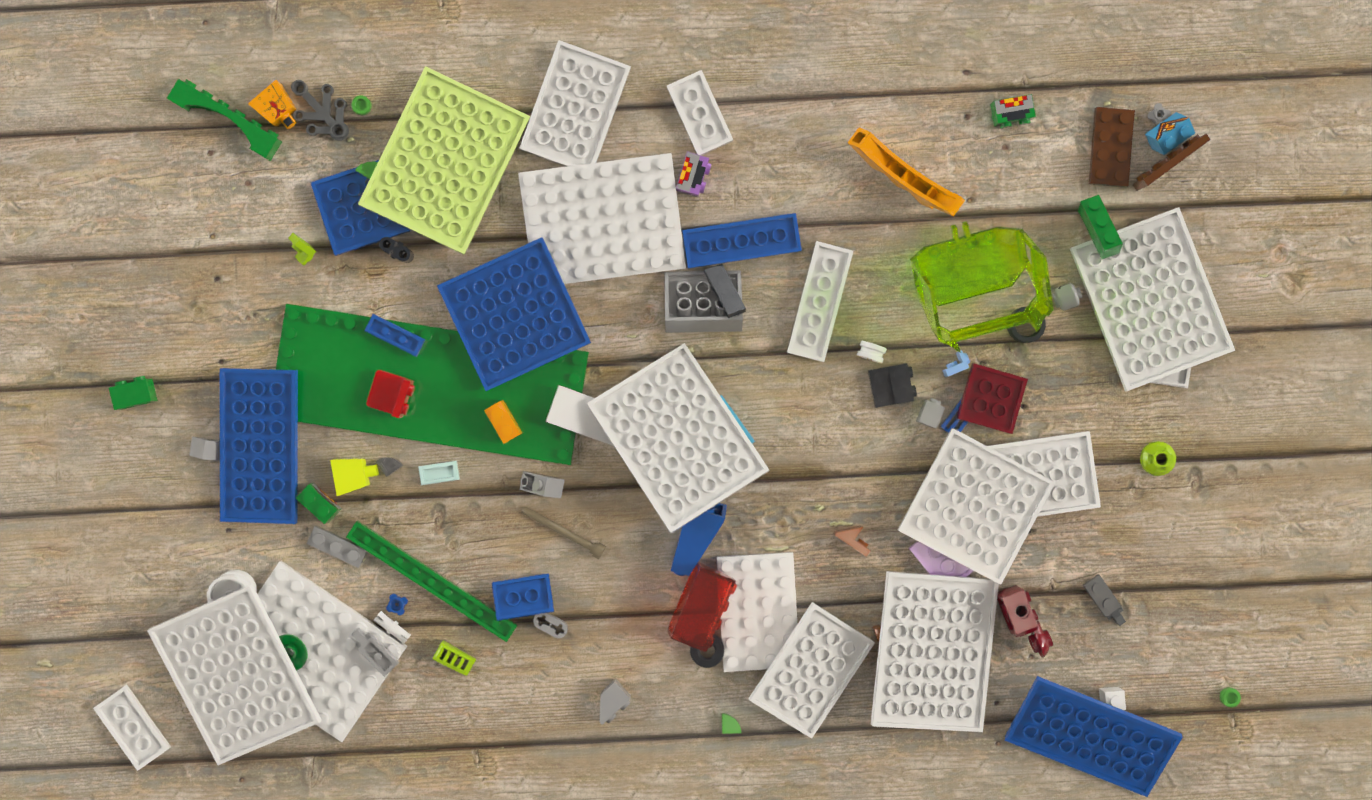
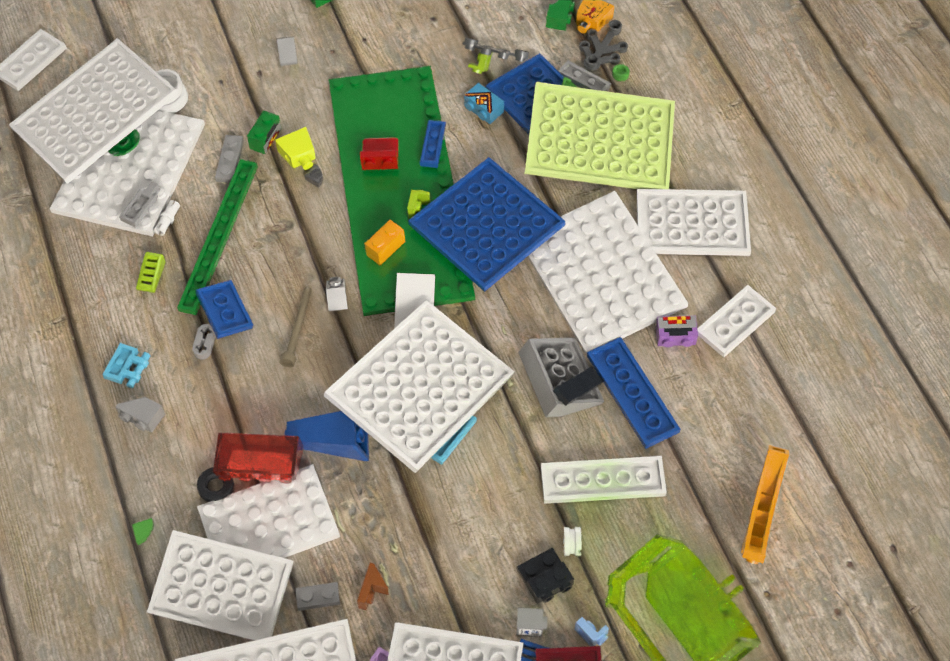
camera: 75 degrees right, 30 degrees down
(258, 445) = (301, 76): blue plate -> none
(296, 230) = (471, 44): none -> dark grey plant
(357, 264) = (483, 103): none -> dark azure brick
(359, 147) = (583, 78): none -> light grey plate
(391, 607) = (189, 211): blue plate -> none
(396, 250) = (508, 126): black piece -> none
(439, 473) = (321, 214): light aqua tile -> none
(468, 378) = (416, 200): none -> lime bracket
(550, 708) = (121, 363): none -> medium azure plate
(843, 587) = (317, 596): none -> light grey plate
(1013, 110) = (877, 602): brick -> none

